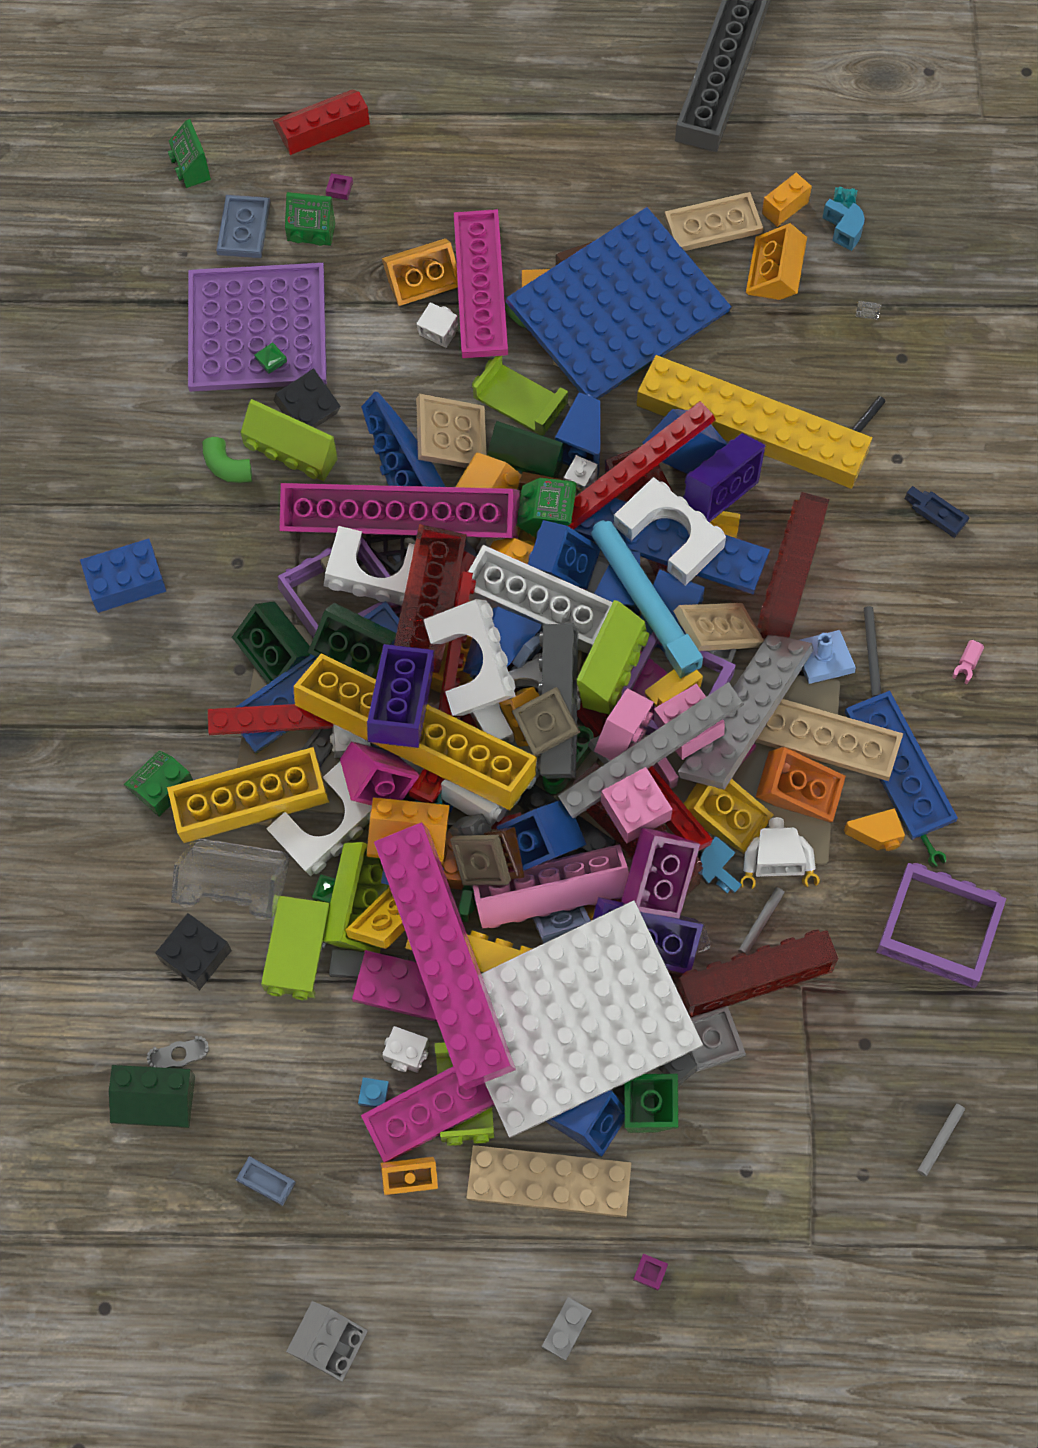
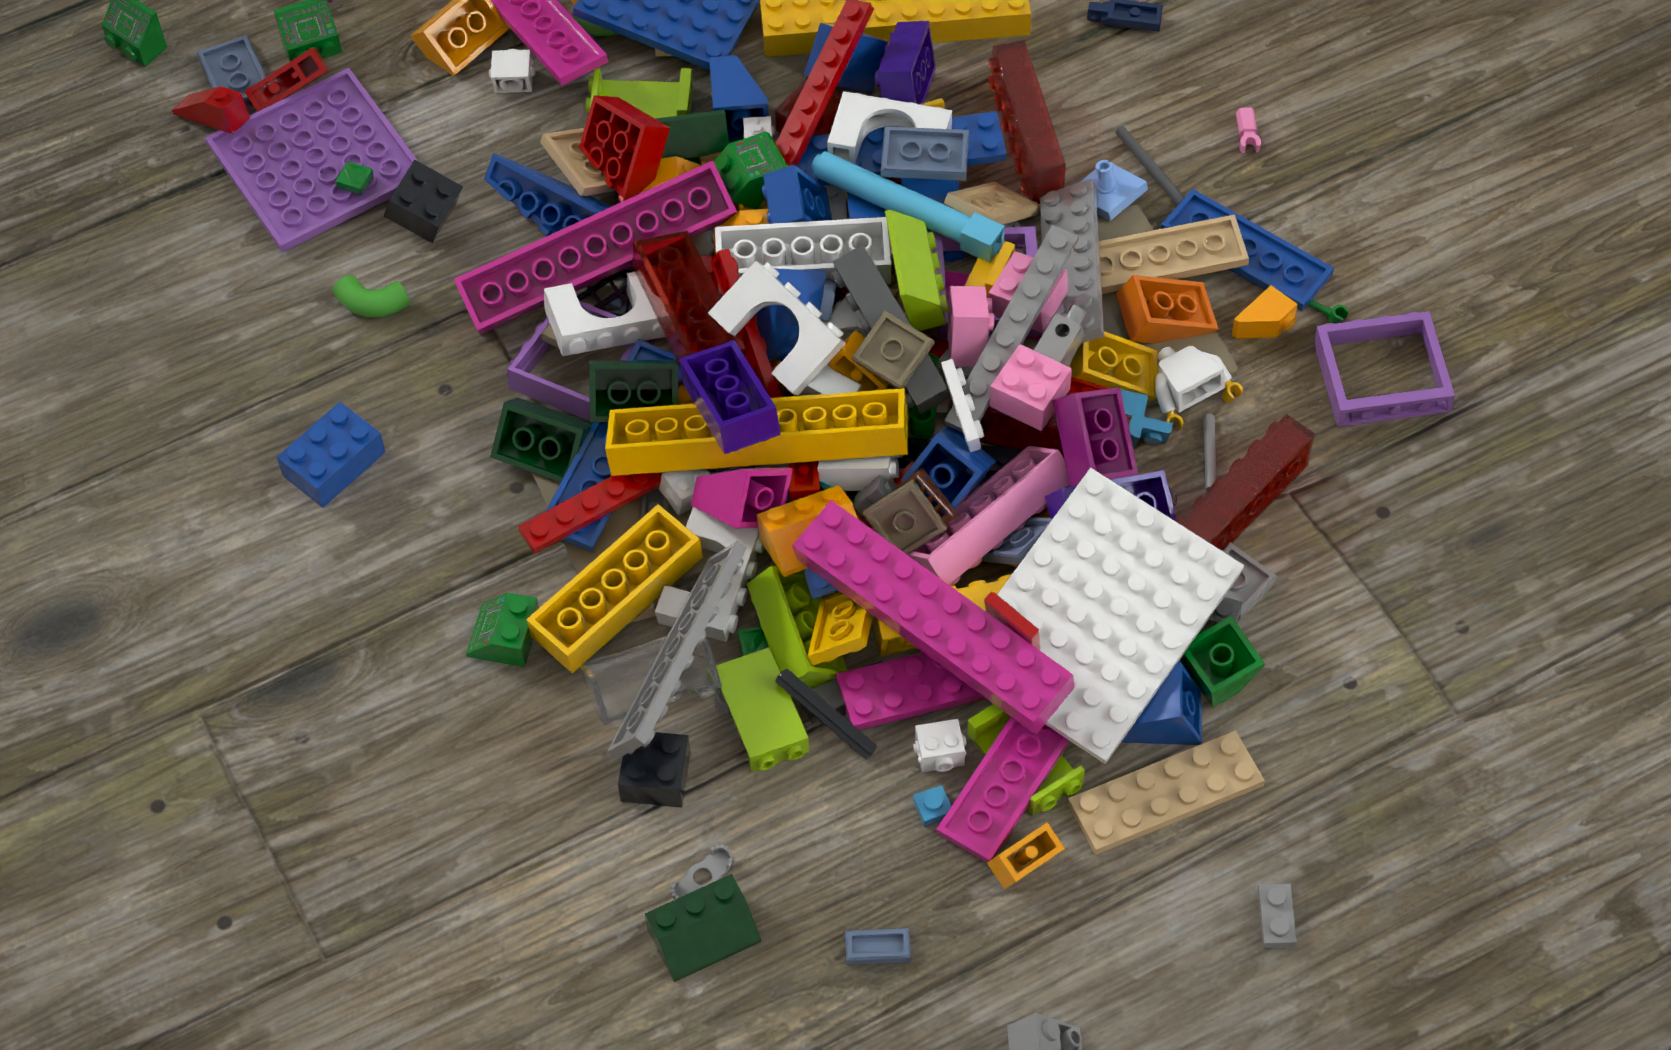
camera: 30 degrees left, 10 degrees down
(207, 251) = (215, 108): none -> red slope
(246, 878) = (676, 651): none -> light grey plate
(273, 251) = (287, 79): none -> red slope
(288, 441) = (426, 243): lime slope -> none
(337, 978) = (826, 713): none -> black axle
(470, 433) = (623, 144): none -> red wedge
(494, 997) = (1012, 619): none -> red tile
(571, 794) = (963, 404): none -> white plate
(650, 1272) = (1323, 818): magenta plate -> none
(676, 782) = (1063, 348): none -> light grey torso
(680, 563) = (925, 153): none -> sand blue tile
(941, 1140) = (1513, 557): light grey bar -> none

